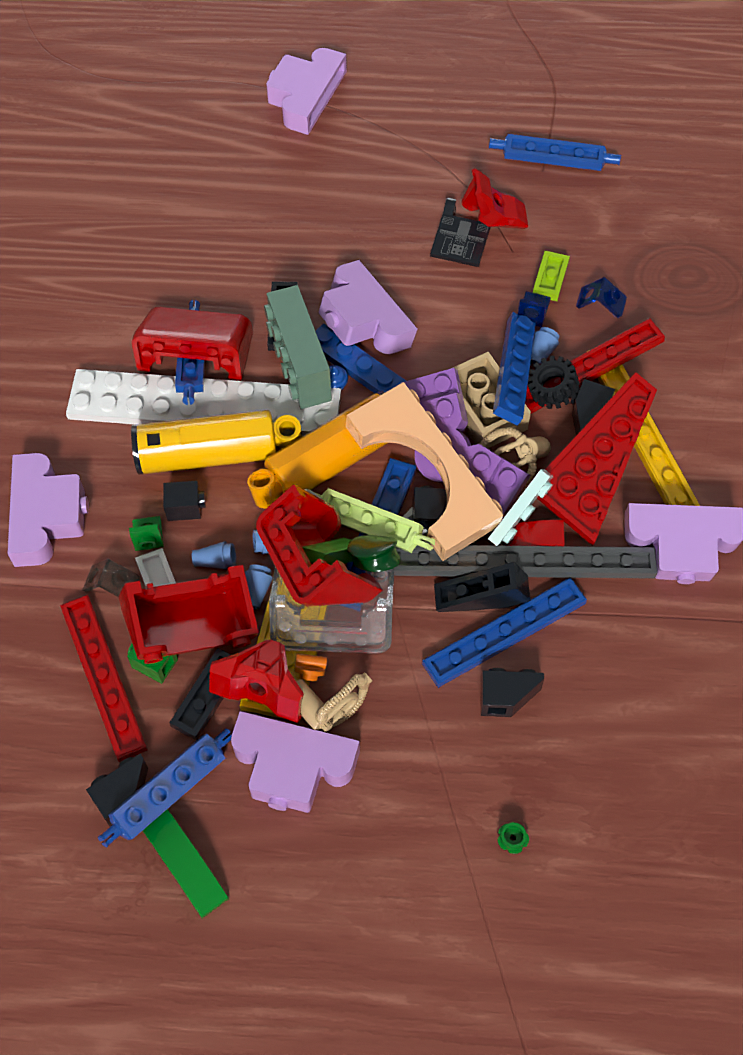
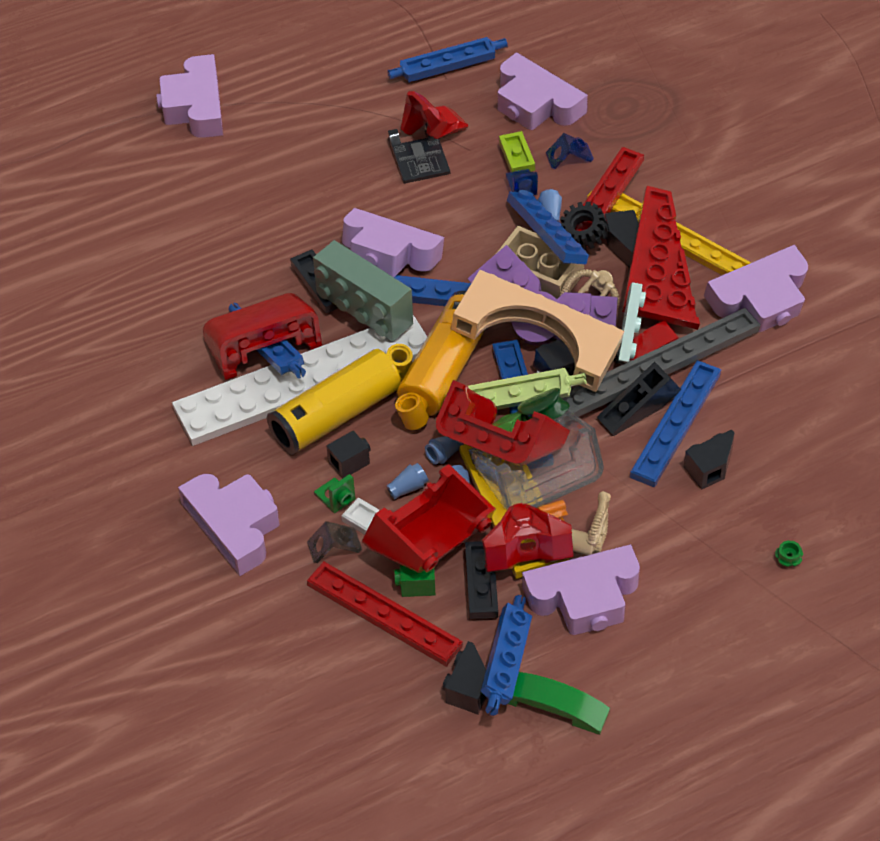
camera: 30 degrees left, 10 degrees down
(610, 225) = (534, 95): none -> lavender brick

